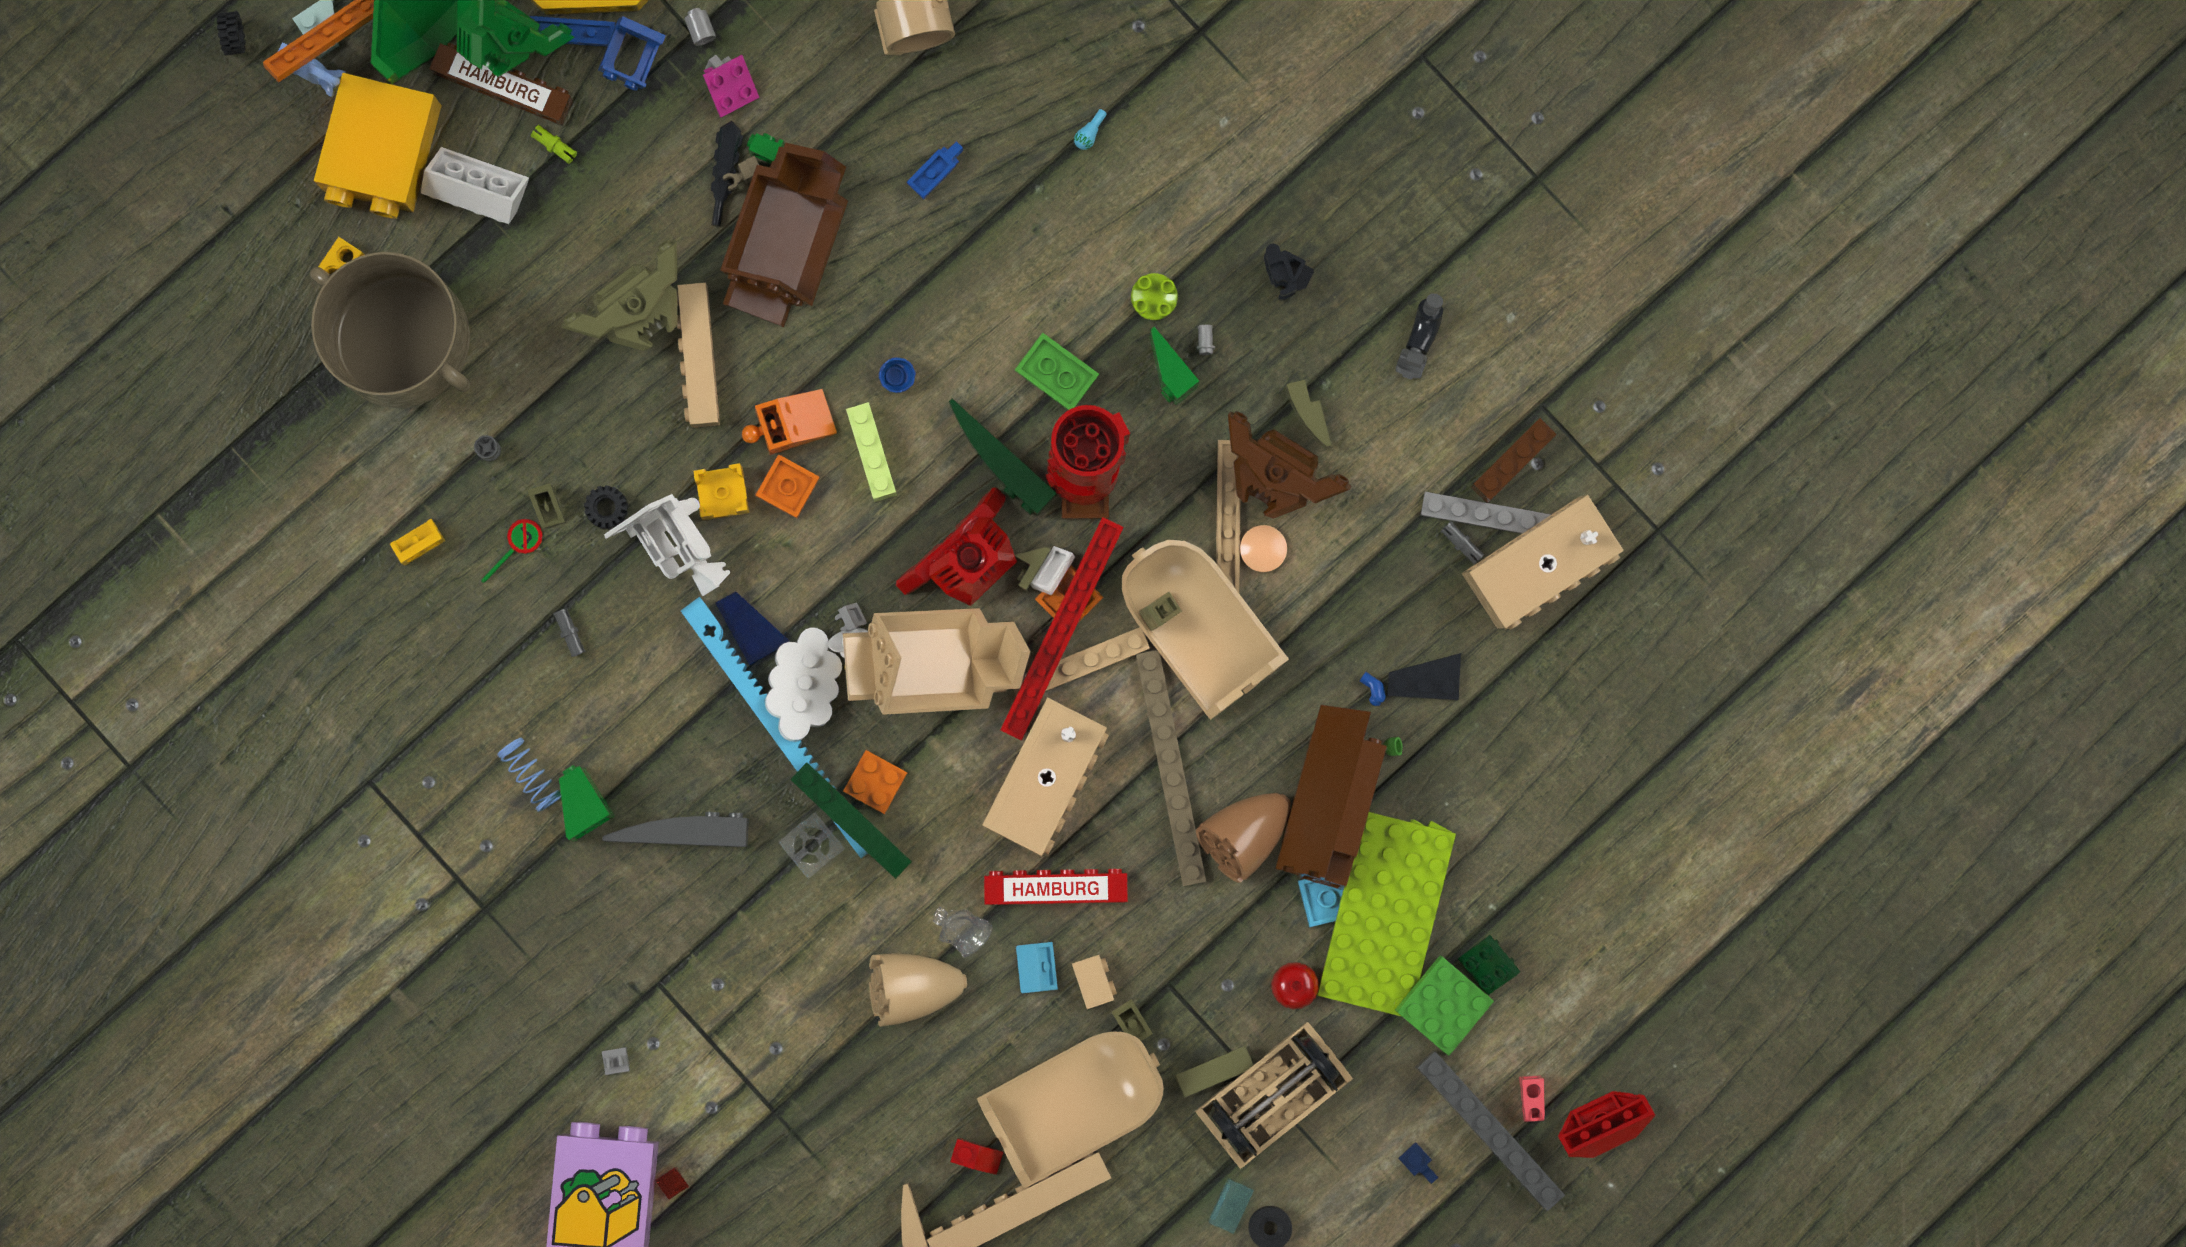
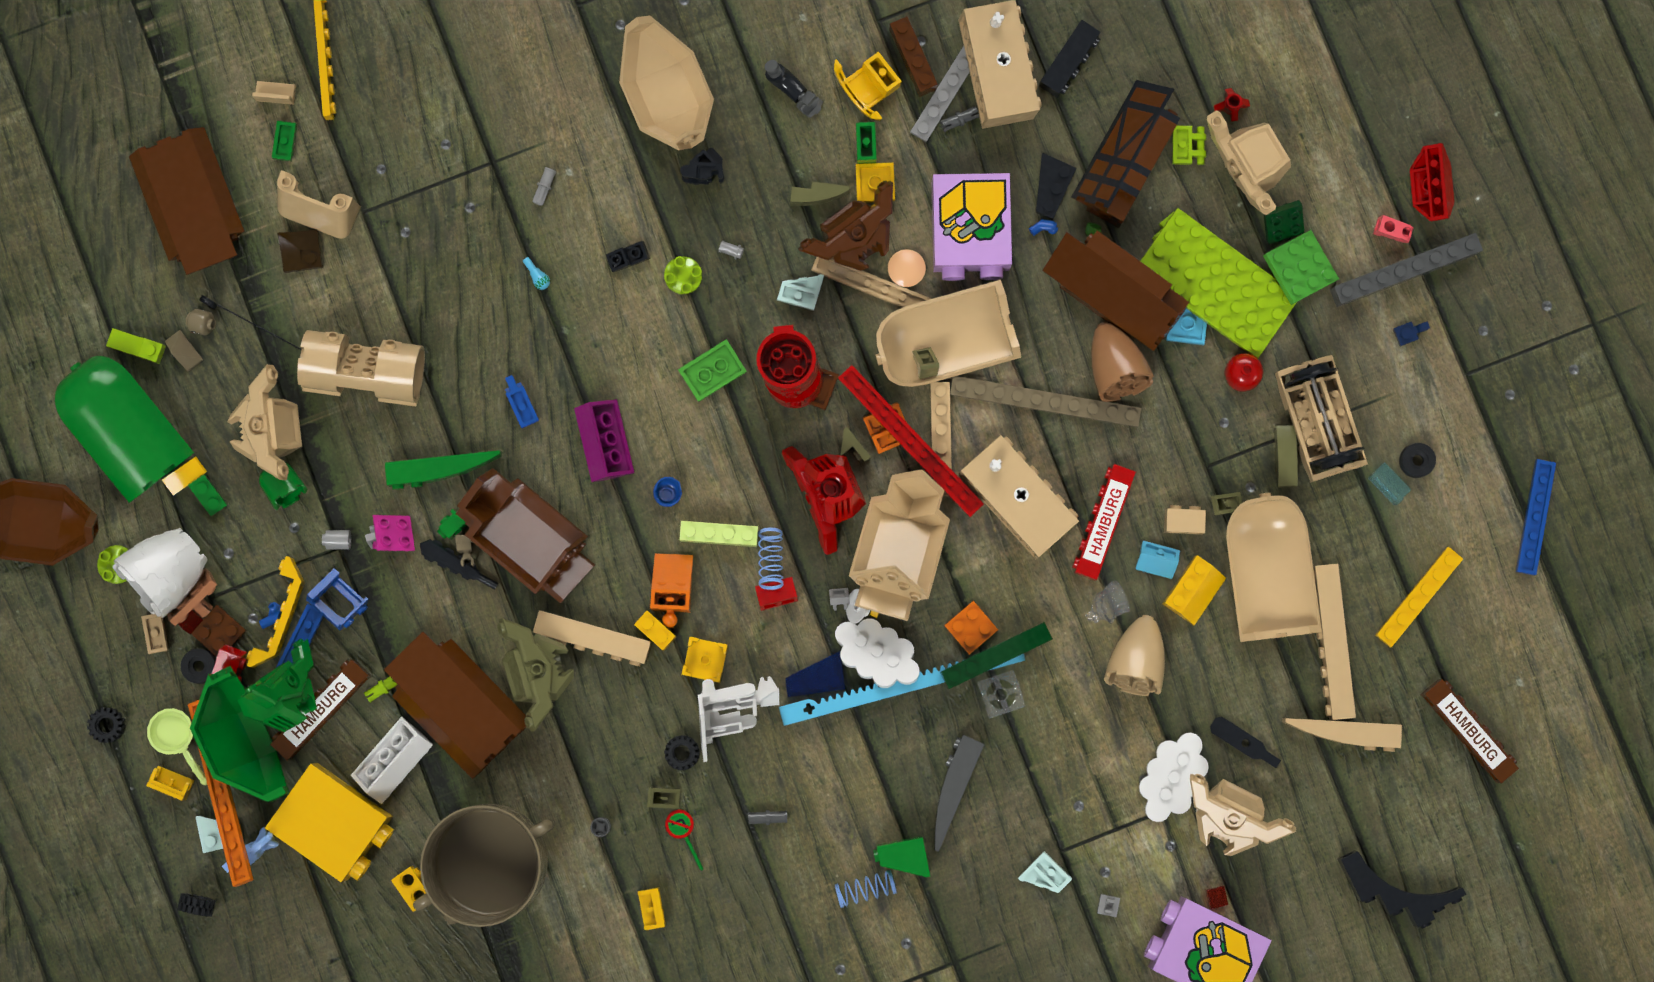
camera: 65 degrees left, 0 degrees up
(565, 229) = (455, 702): none -> reddish brown panel
(624, 975) = (1046, 873): none -> light aqua wing
(732, 422) = (655, 630): none -> yellow brick
(771, 1163) = (1234, 816): none -> tan helmet
(787, 486) = (720, 607): orange plate -> none
(791, 1080) = (1168, 777): none -> white plate
(818, 98) = (434, 469): none -> green slope
(828, 544) = (777, 597): none -> red hinge
(840, 528) = (770, 539): none -> light blue piece
(865, 1134) = (1234, 736): none -> black piece
(928, 281) = (604, 440): none -> magenta slope
(976, 1156) = (1282, 659): red slope -> none
(1004, 465) = (768, 437): dark green slope -> none
(1017, 1023) = (1194, 590): none -> yellow slope
(1052, 570) = (863, 431): white tile -> none
(1151, 225) = (627, 257): none -> black slope
(1174, 375) = (747, 283): green slope -> none
(1188, 439) = (801, 292): none -> light aqua wing
(1194, 99) = (544, 186): none -> light grey axle
(1340, 602) = (971, 225): none -> brick
(1355, 467) = (870, 176): none -> yellow plate
(1364, 189) = (664, 85): none -> tan panel
(1389, 445) = (866, 142): none -> green brick
(1460, 421) = (869, 84): none -> yellow piece
(1496, 749) = (1127, 153): none -> reddish brown panel
(1533, 813) = (1182, 145): none -> lime plate
(1545, 897) = (1252, 159): none -> tan helmet
(1584, 643) = (1070, 57): none -> black brick
(1605, 852) = (1232, 104): none -> red rock

